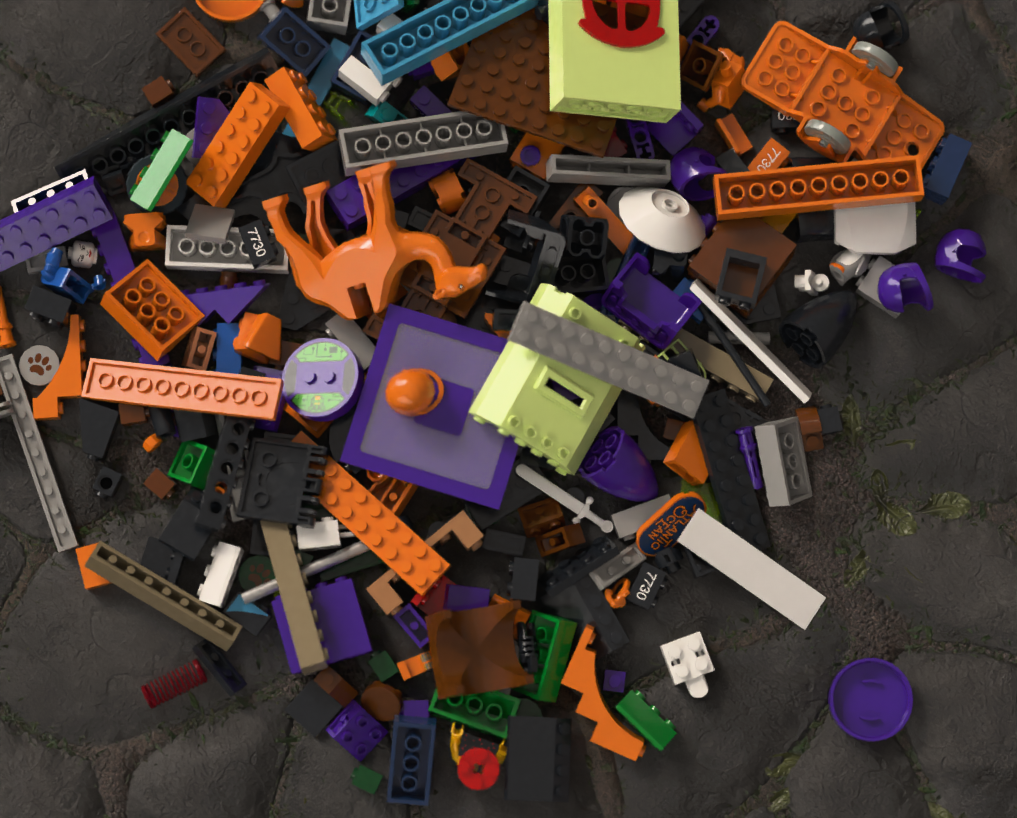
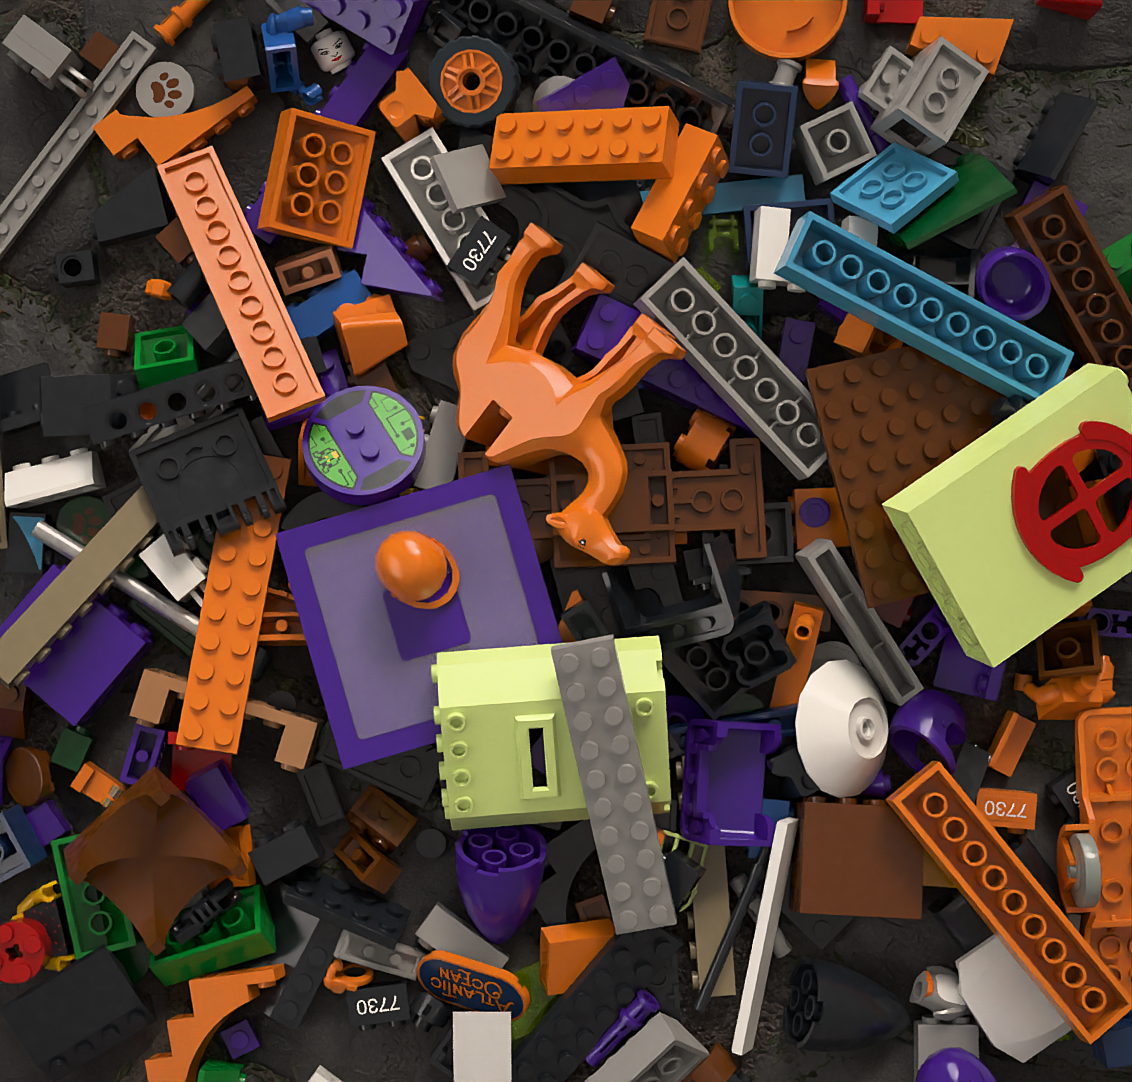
camera: 60 degrees right, 5 degrees up
(160, 172) = (488, 73): slope -> none
(564, 498) = (421, 833): white sword -> none
(743, 259) = (858, 869): black window -> none
(811, 282) = (888, 964): white hips -> none

